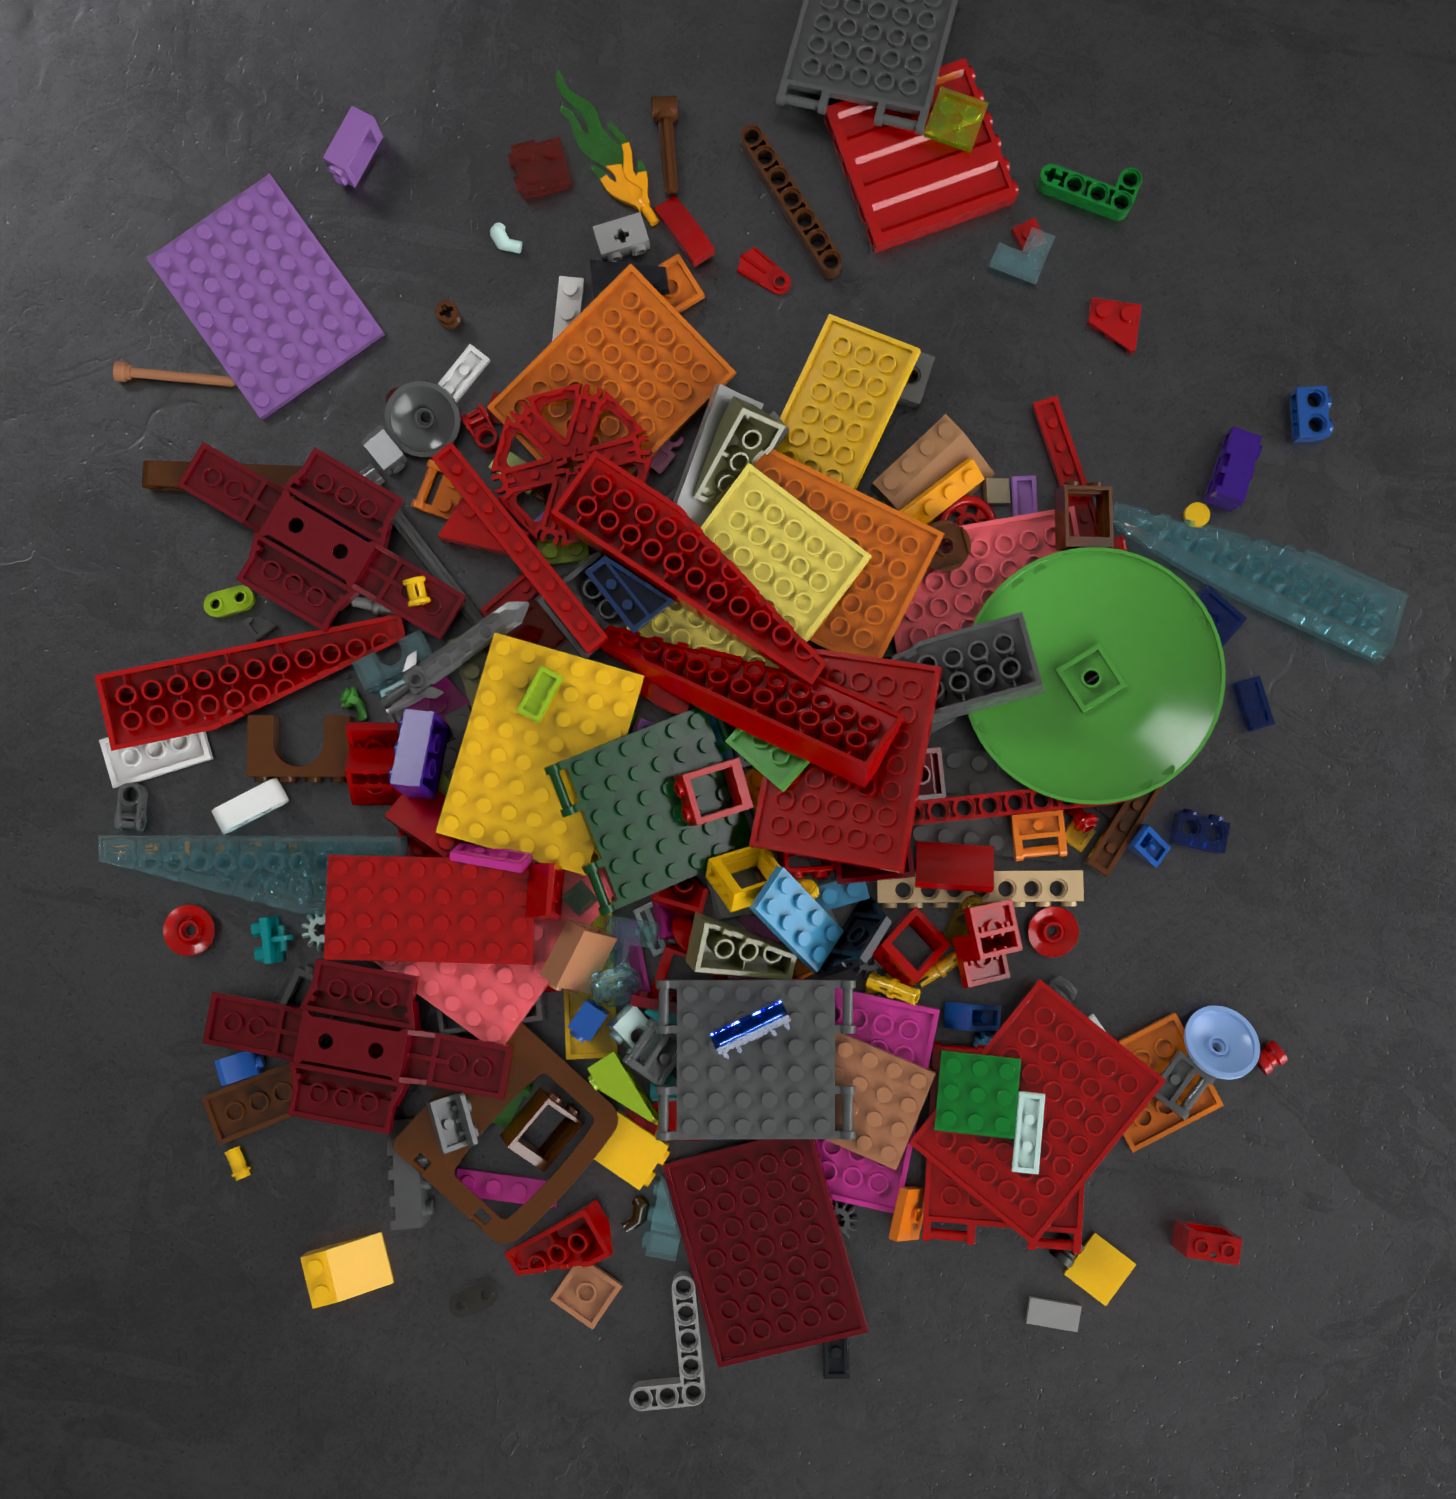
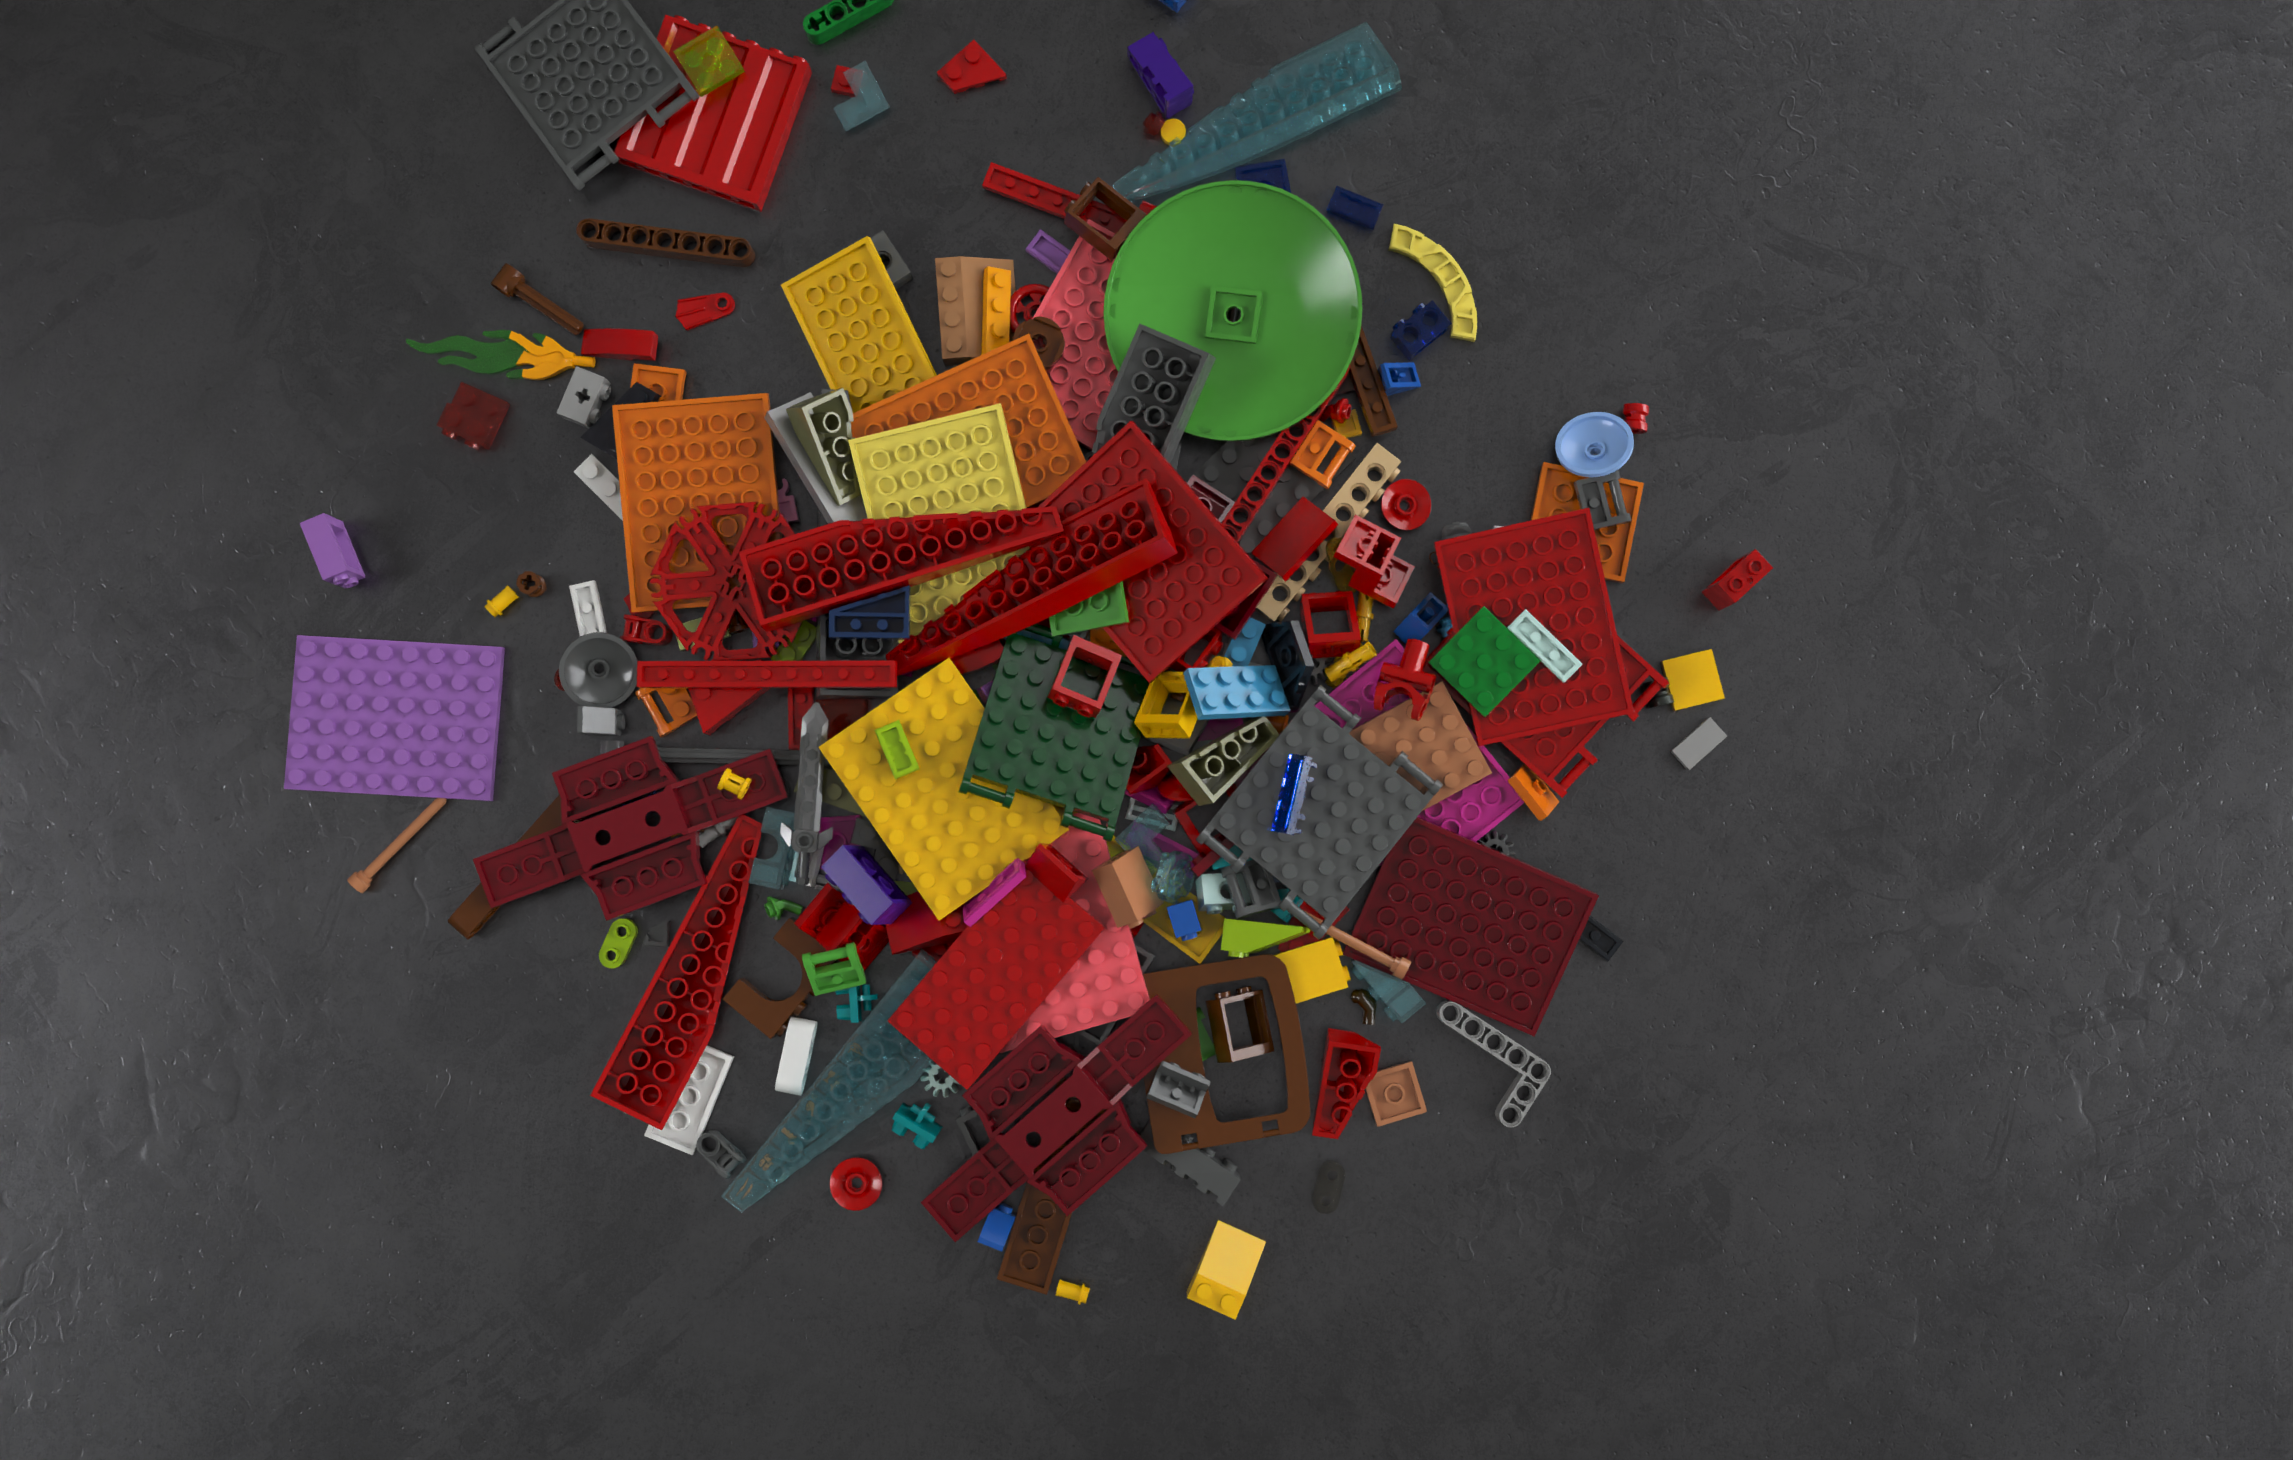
camera: 55 degrees left, 0 degrees up
(318, 821) = (853, 1010): none -> teal hips
(331, 786) = (837, 975): none -> bright green plate
(417, 303) = (501, 601): none -> yellow pin
(500, 1185) = (1258, 1094): dark pink plate -> none
(502, 240) = (505, 493): light aqua arm -> none
(580, 898) = (1083, 849): clear green tile -> none
(686, 1215) = (1397, 966): none -> nougat piece
(914, 1044) = (1407, 679): none -> red connector
(996, 491) = (1027, 269): dark tan tile -> none
(1190, 495) = (1153, 123): none -> clear red plate
(1261, 817) = (1446, 273): none -> light yellow tile

